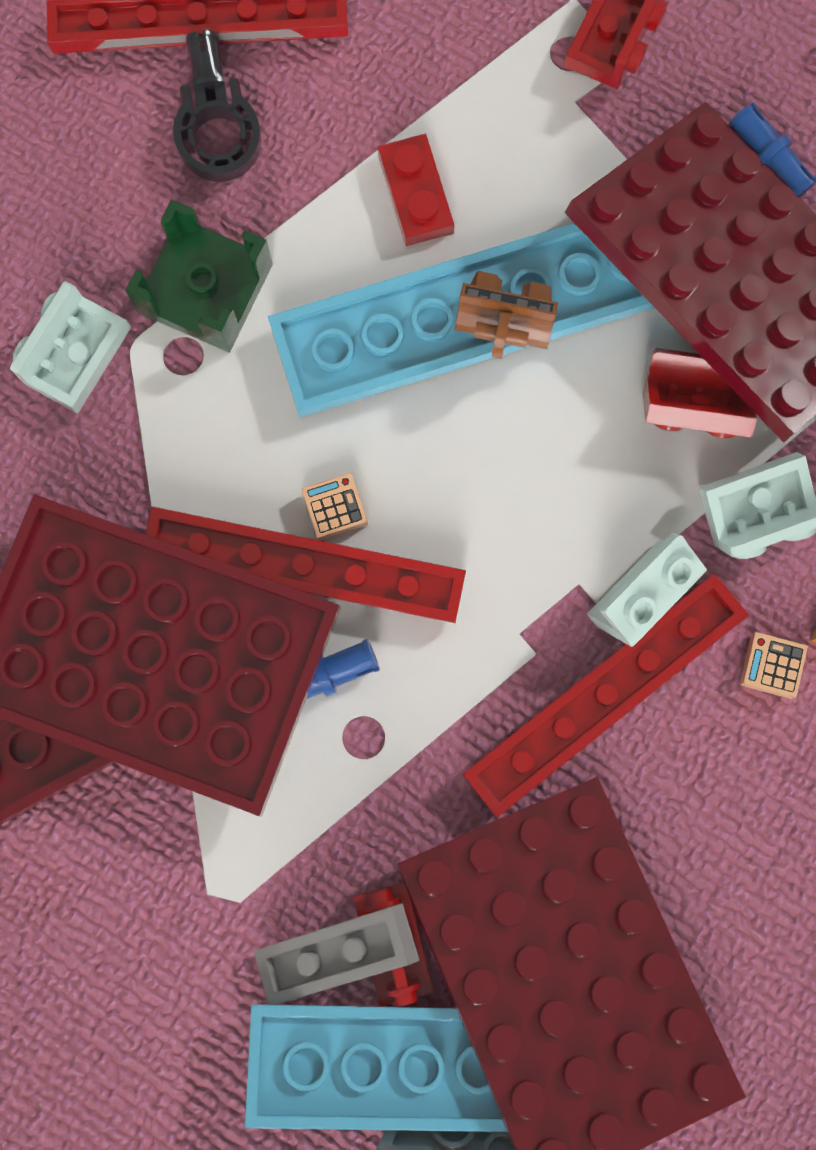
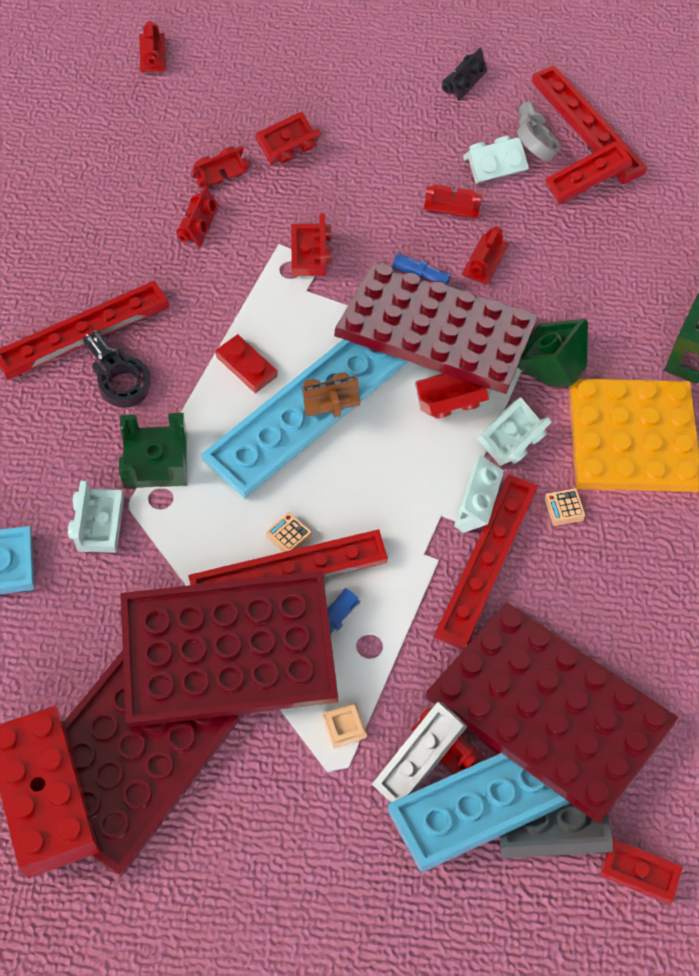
camera: 30 degrees left, 20 degrees down
(263, 842) = (344, 725): none -> light nougat tile

